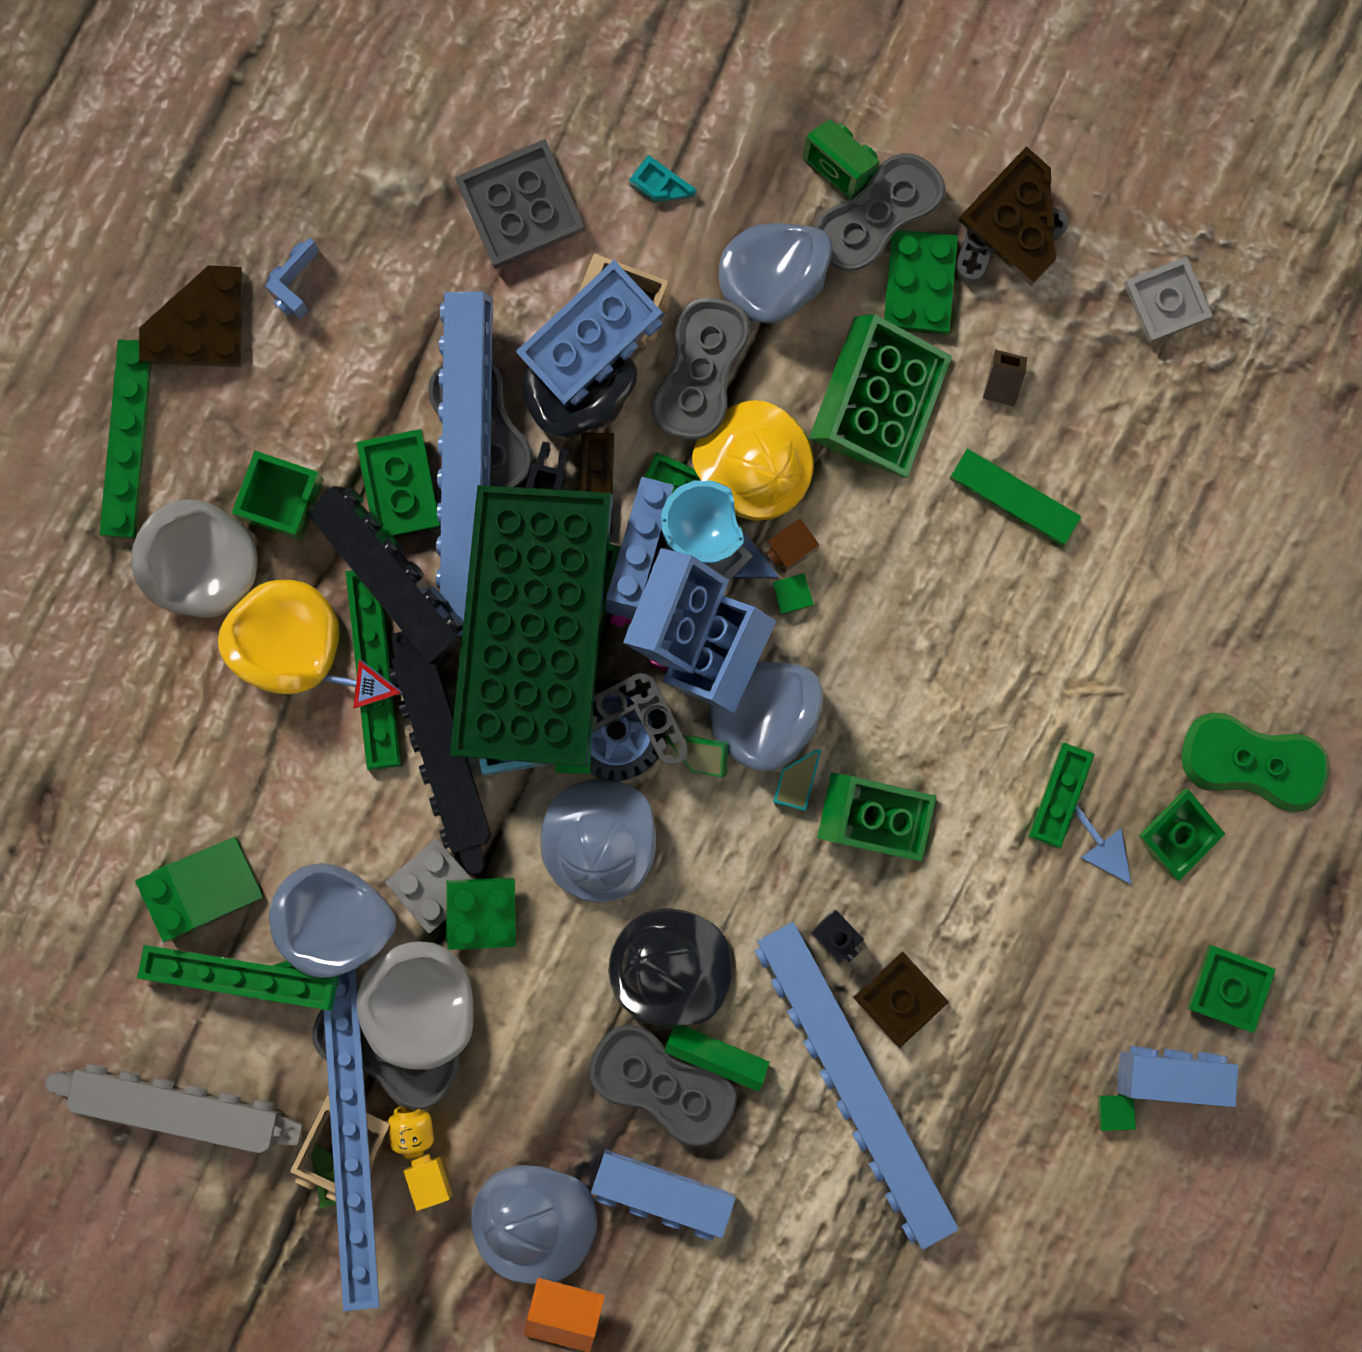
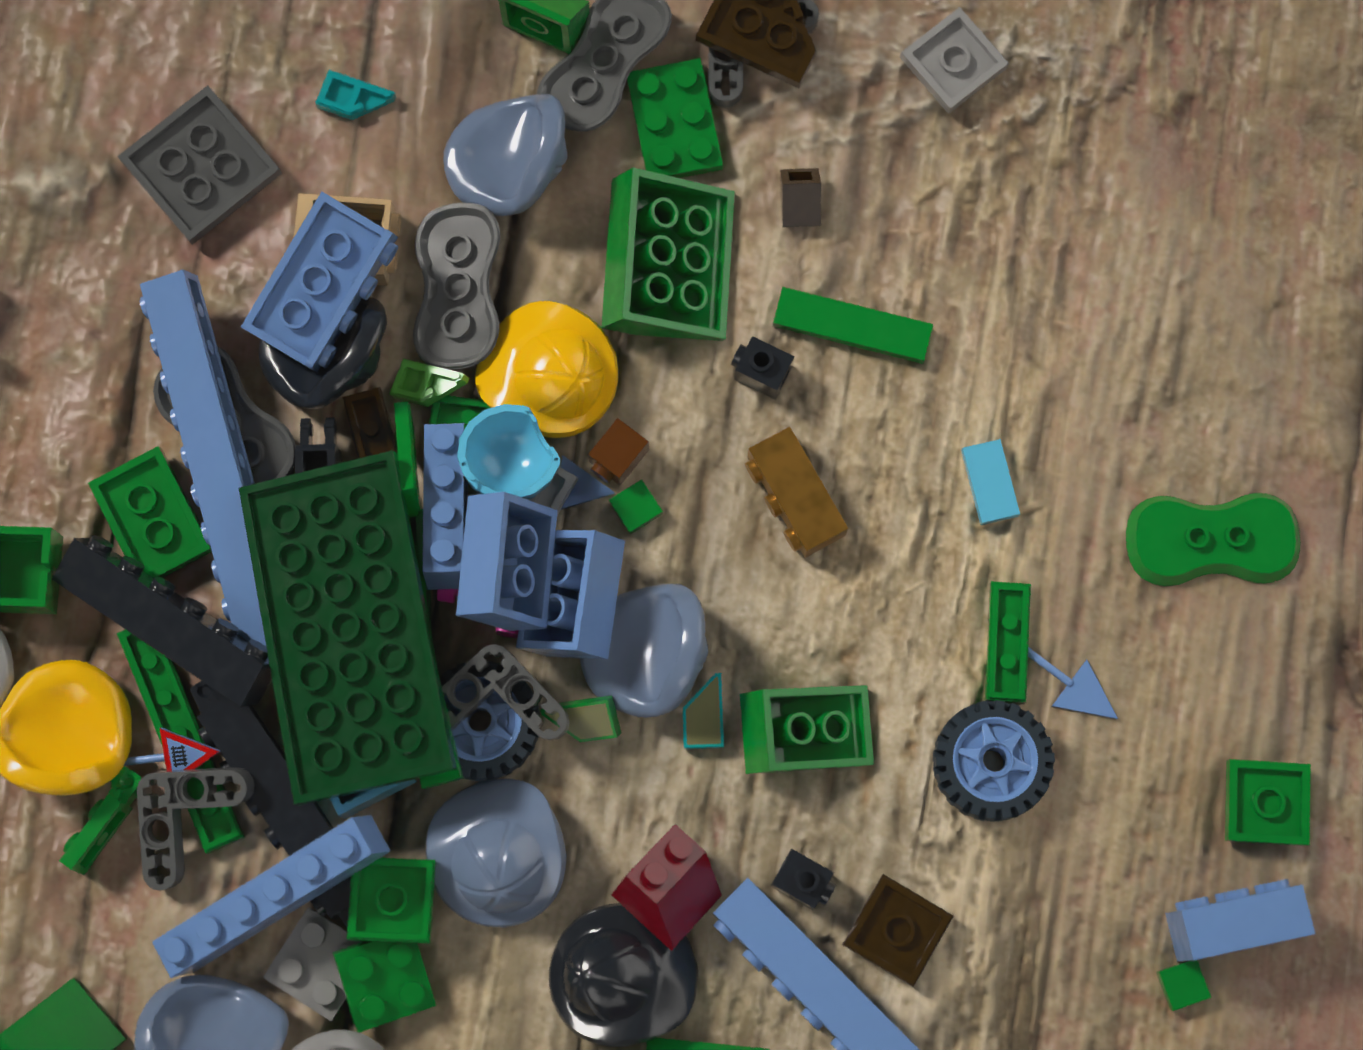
camera: 15 degrees left, 5 degrees down
(294, 720) = (103, 822): none -> green hinge
(356, 720) = (175, 799): none -> dark grey beam
(411, 821) = (271, 896): none -> medium blue brick
(504, 853) = (392, 901): none -> green tile
(620, 499) = (407, 456): none -> green tile
(651, 441) = (425, 383): none -> bright green tile
(729, 911) = (670, 887): none -> dark red slope
(926, 622) = (795, 493): none -> pearl gold brick
(930, 510) = (762, 367): none -> black brick
(1046, 888) = (1025, 758): none -> wheel
(1088, 660) = (990, 482): none -> medium azure tile
(1181, 835) = (1156, 645): green slope -> none

